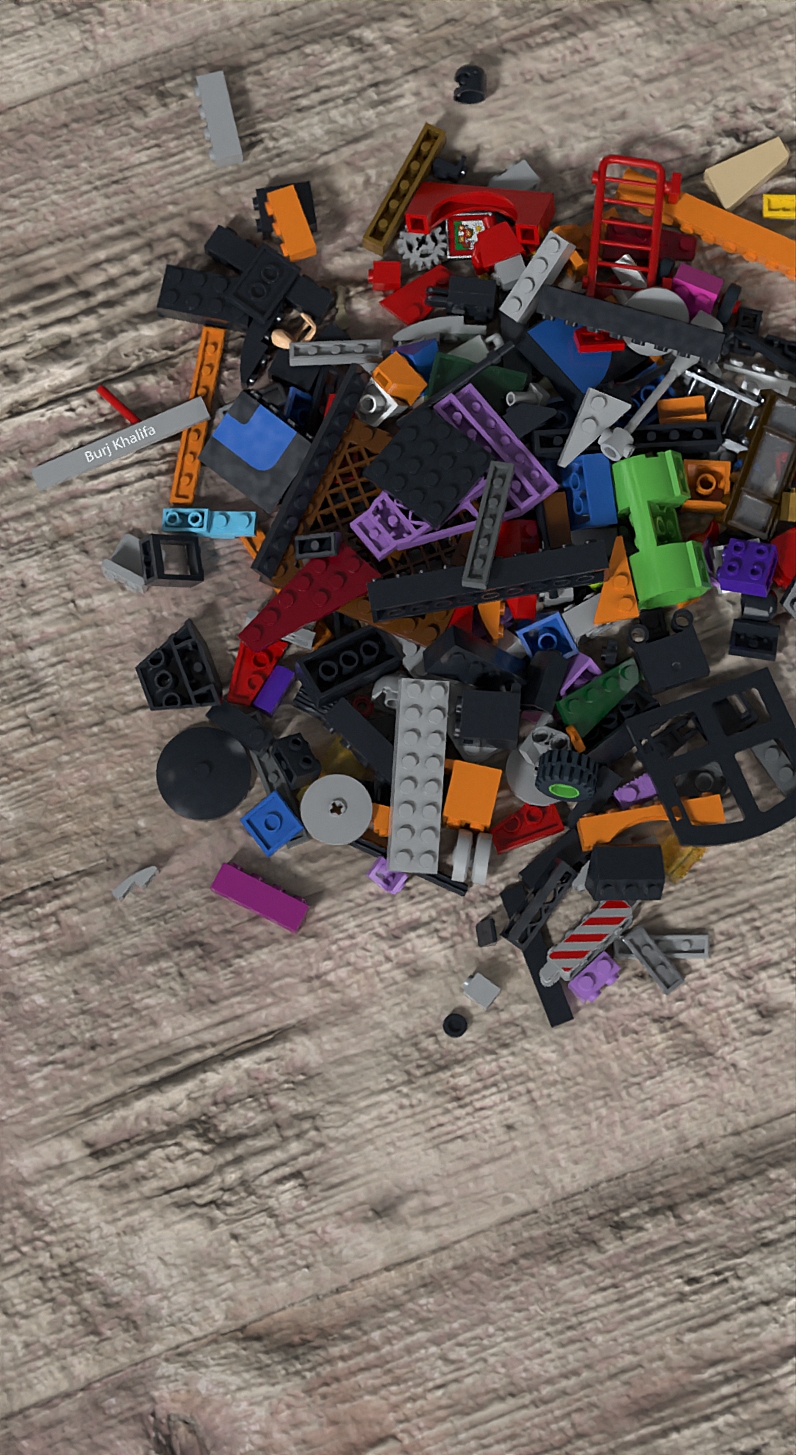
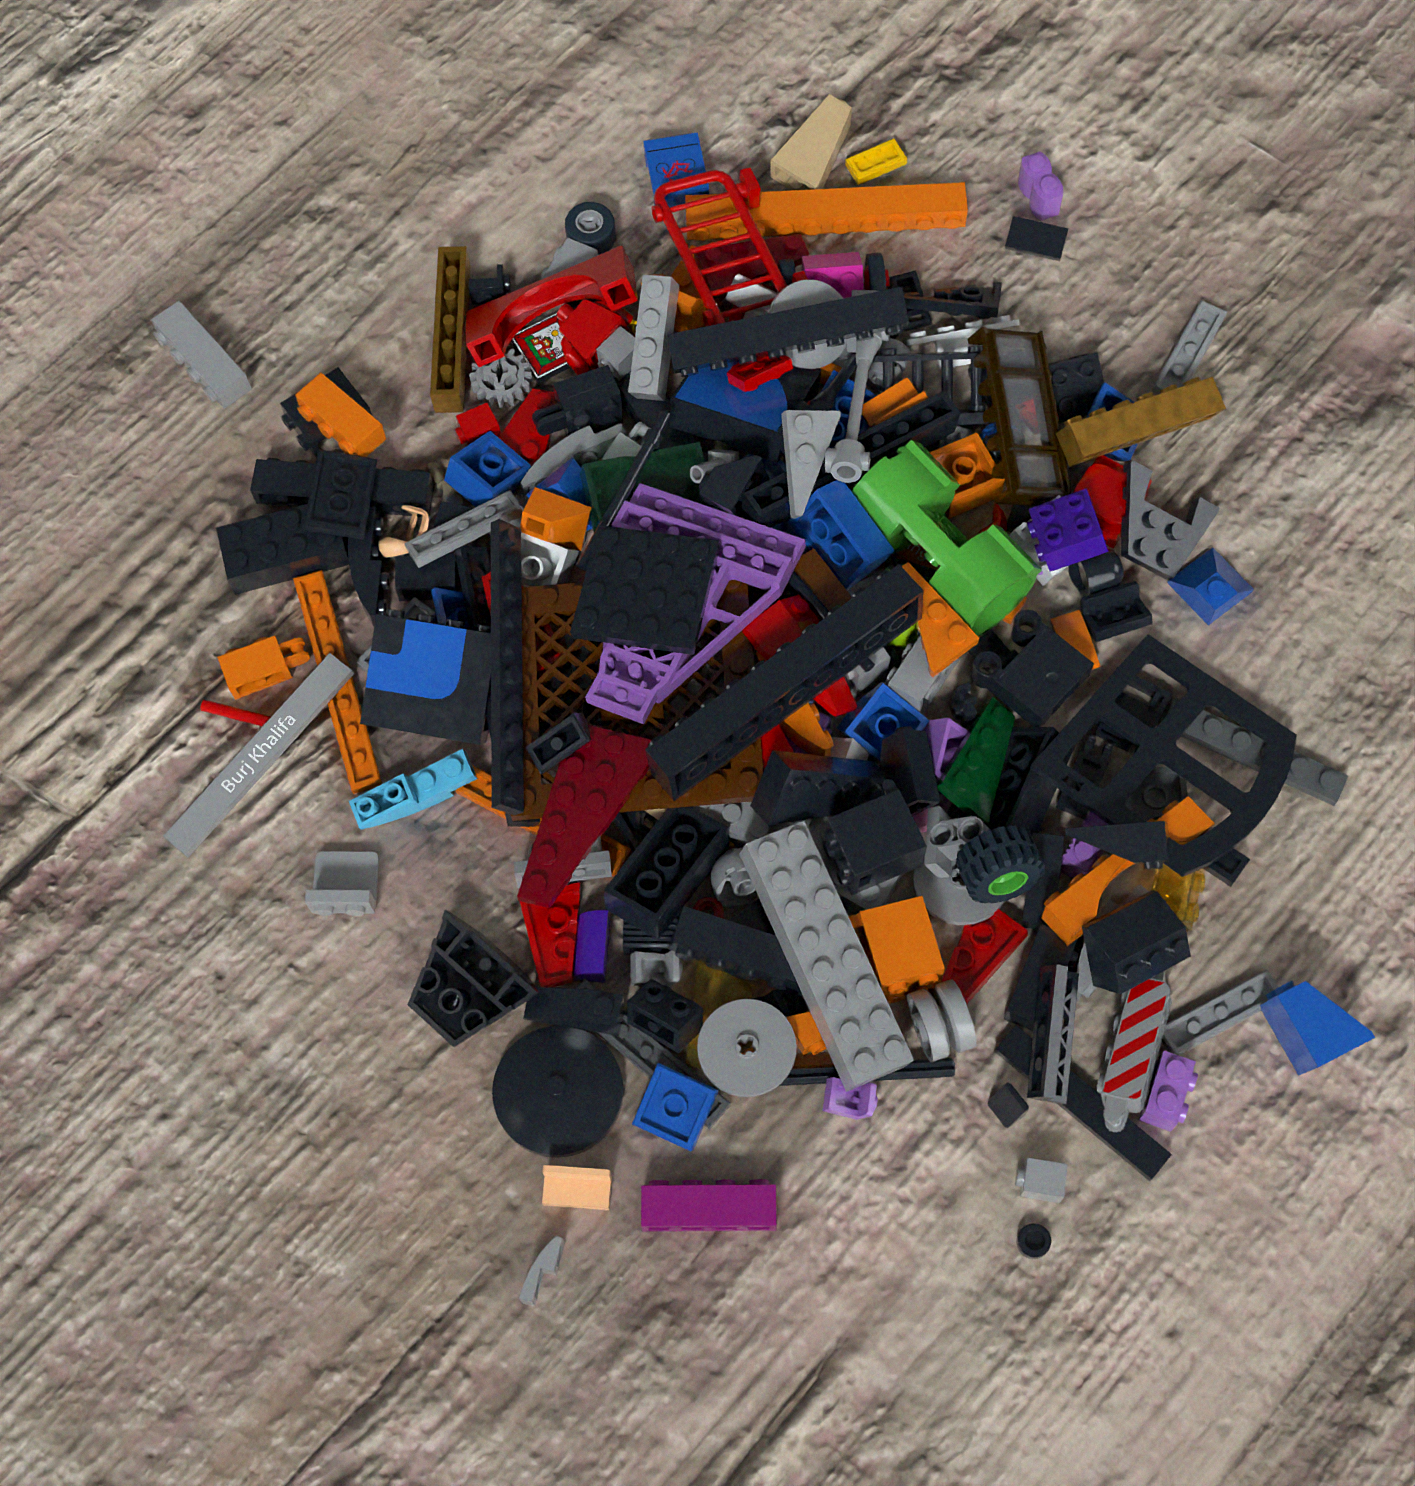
camera: 25 degrees left, 10 degrees down
(151, 379) = (261, 664): none -> orange brick
(171, 560) = (392, 854): black window -> none
(183, 842) = (576, 1187): none -> light nougat panel
(308, 726) = (660, 967): none -> light grey bracket
(375, 313) = (485, 470): none -> blue slope
(472, 85) = (463, 186): black helmet -> none
(488, 525) = (754, 614): dark grey plate -> none
(550, 150) = (591, 225): none -> black wheel
(575, 738) = (991, 821): orange tile -> none
(634, 136) = (674, 159): none -> blue panel
(653, 959) = (1222, 1032): flat silver tile -> none
(656, 806) = (1137, 842): none -> black slope
(709, 985) = (1311, 1026): none -> blue slope
(714, 645) = (1074, 631): none -> orange slope
(725, 854) = (1228, 867): none -> black bracket

